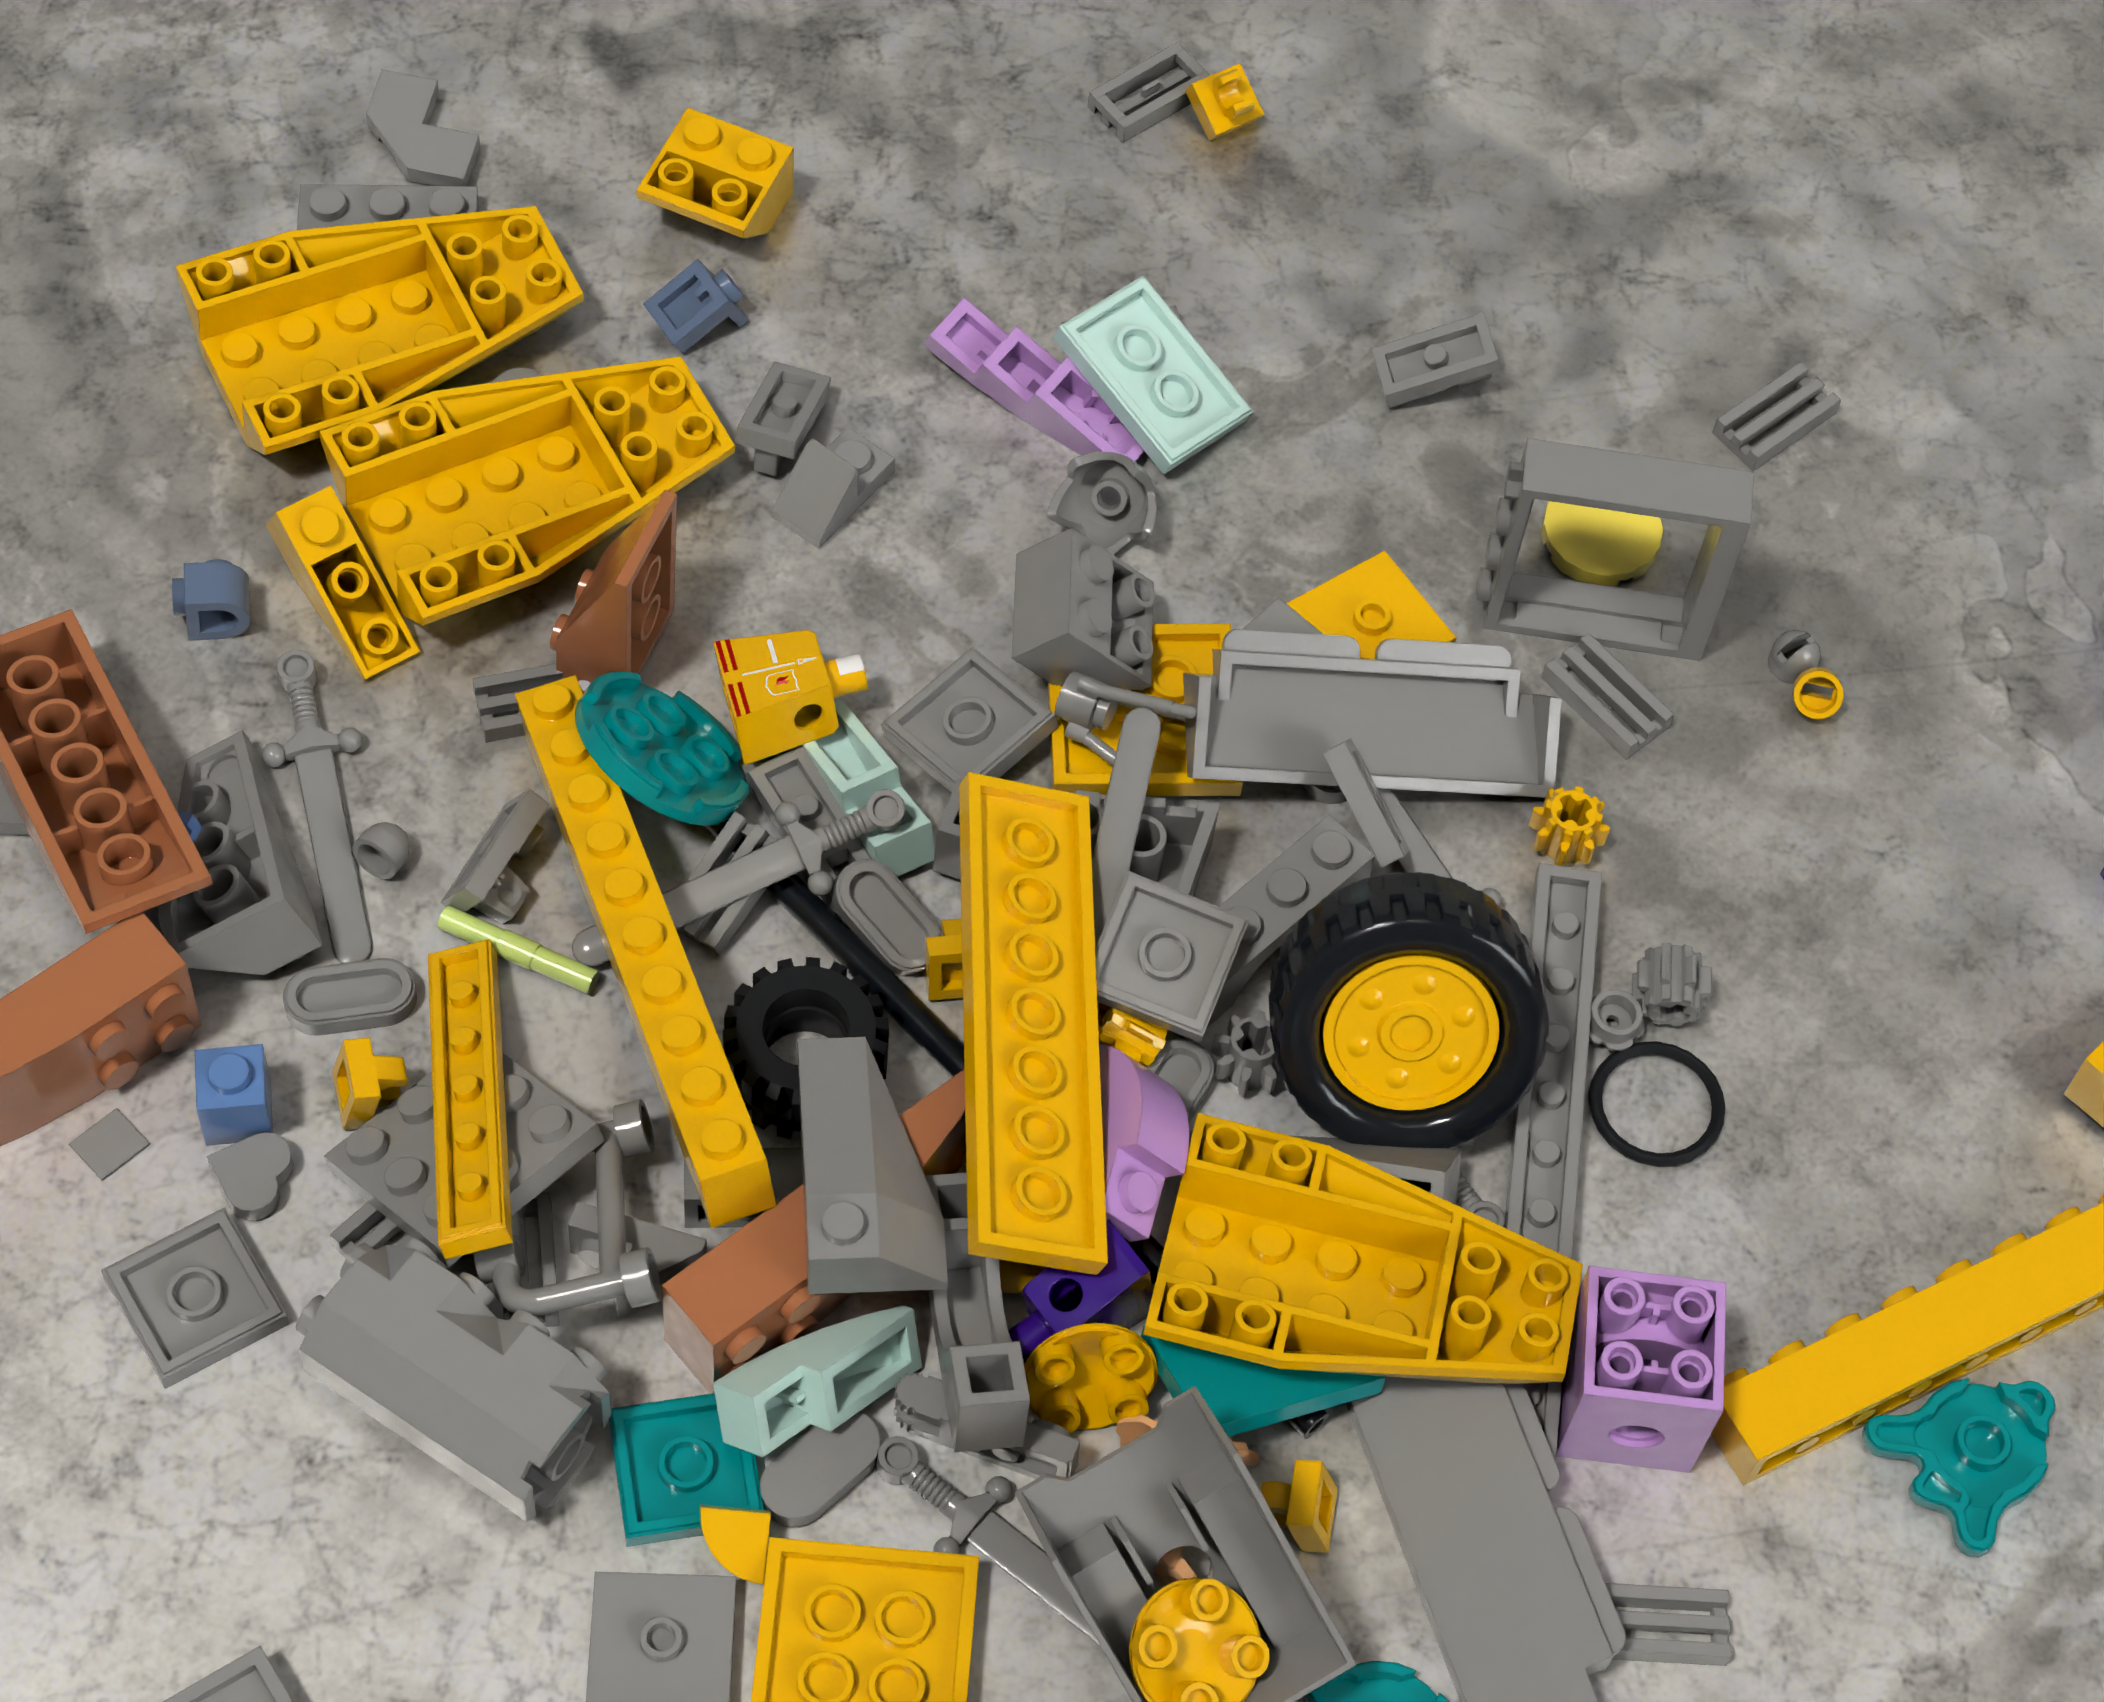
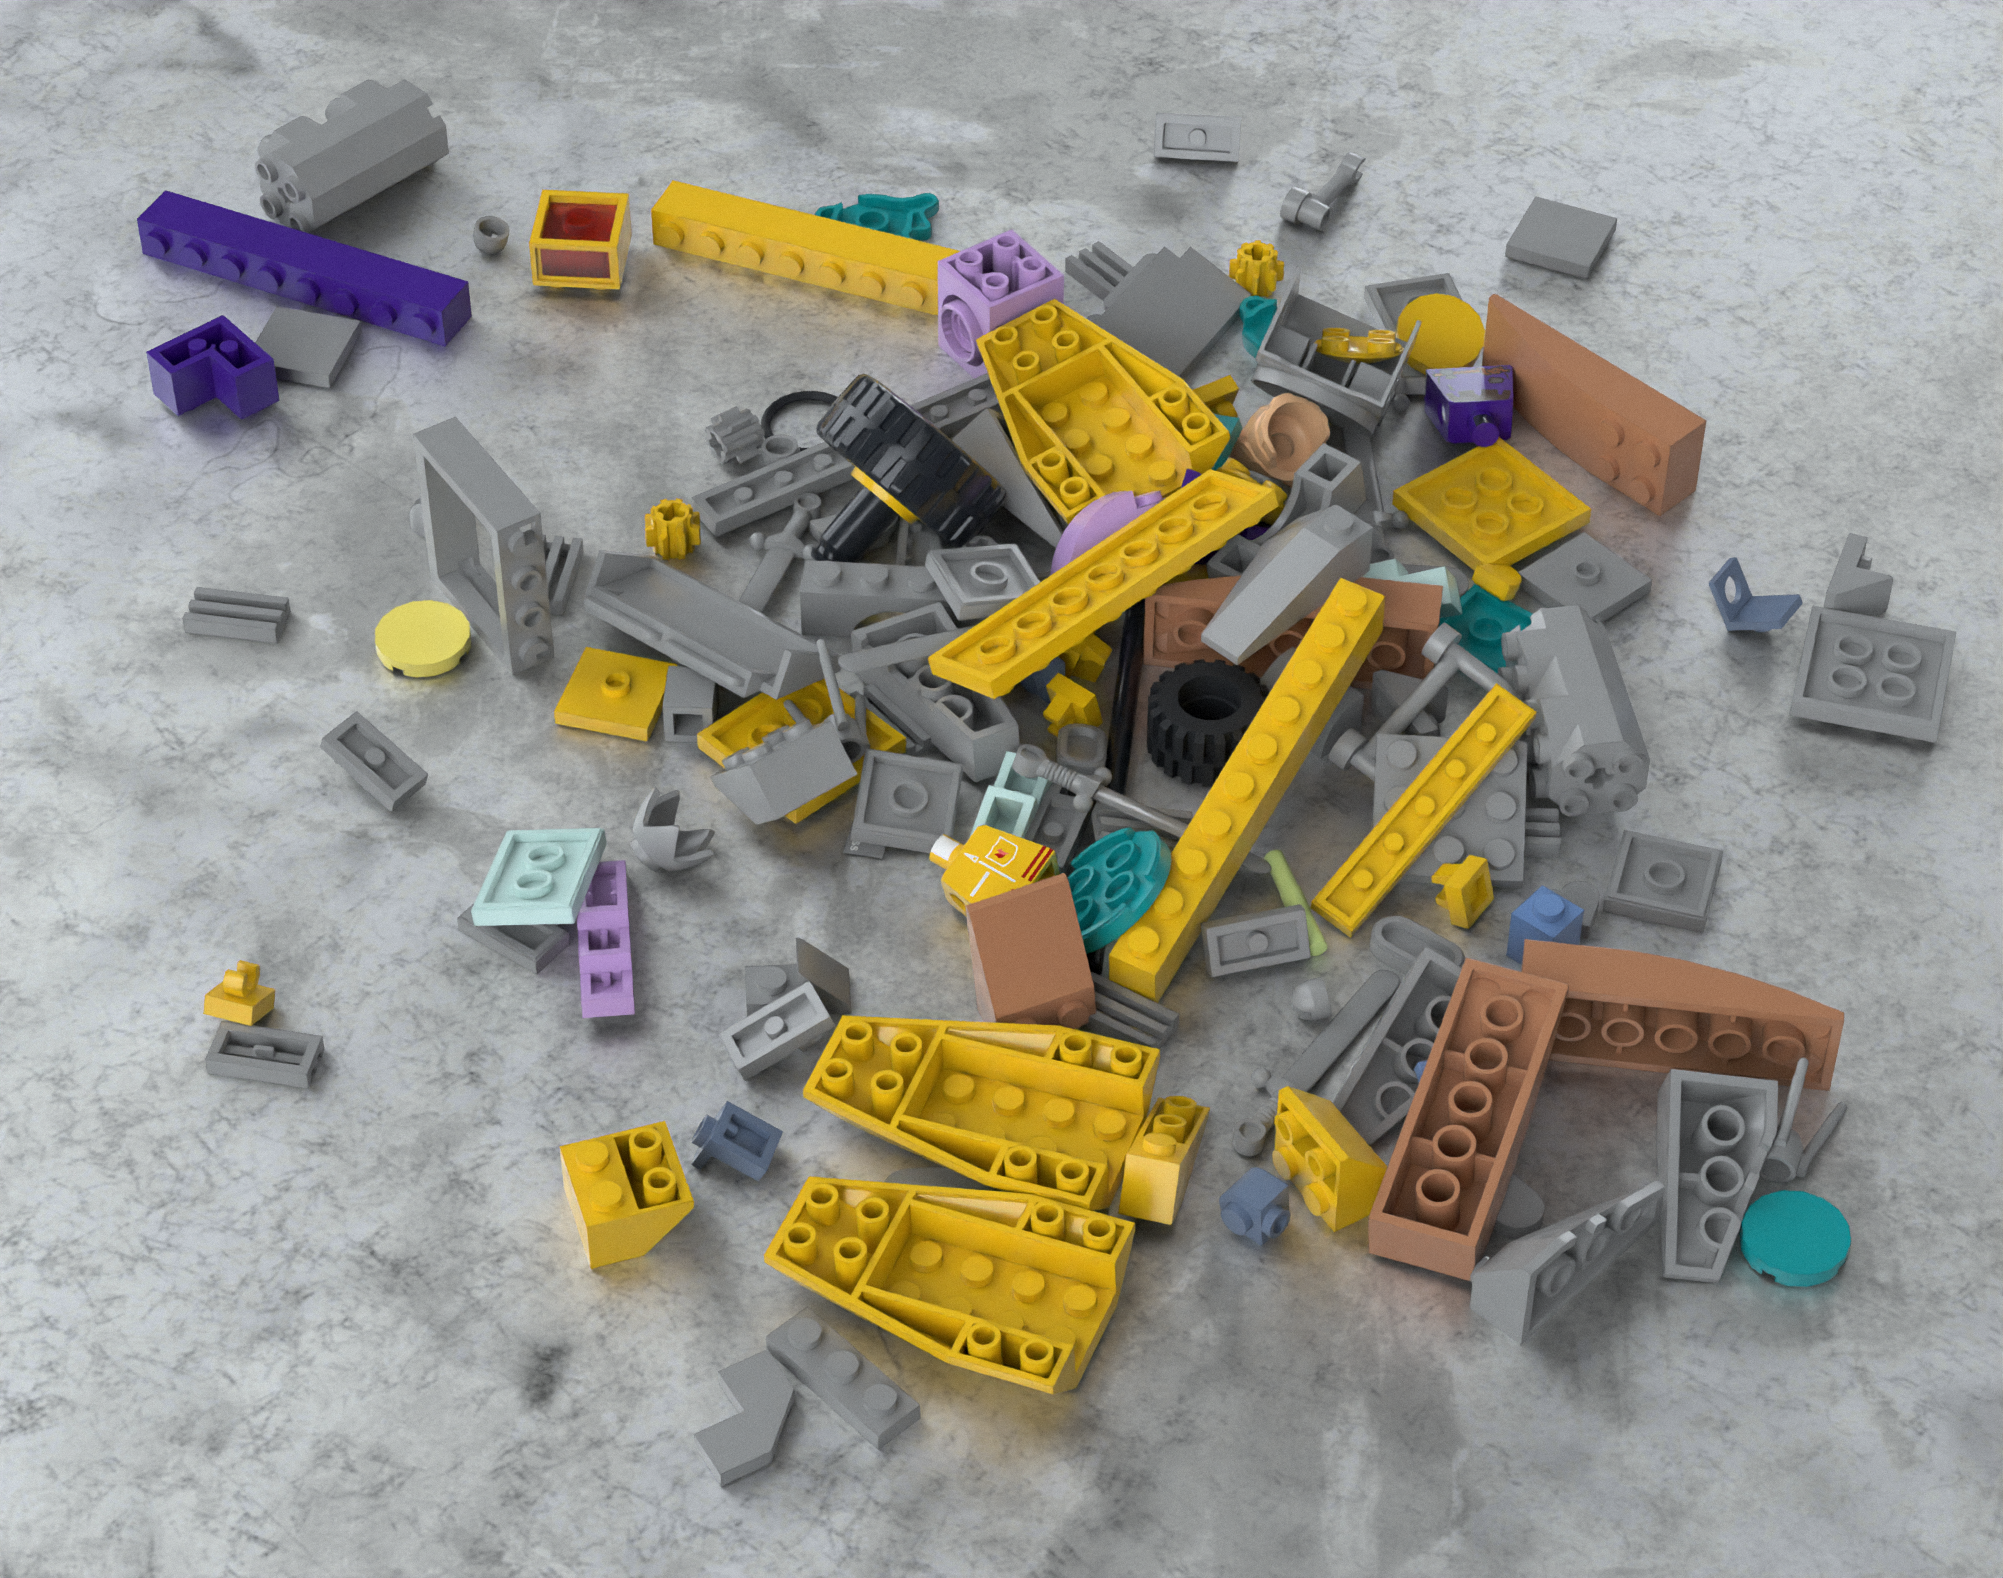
camera: 125 degrees left, 15 degrees down
(184, 668) = (1325, 1158): none -> yellow slope
(1366, 802) = (772, 583): light grey tile -> none

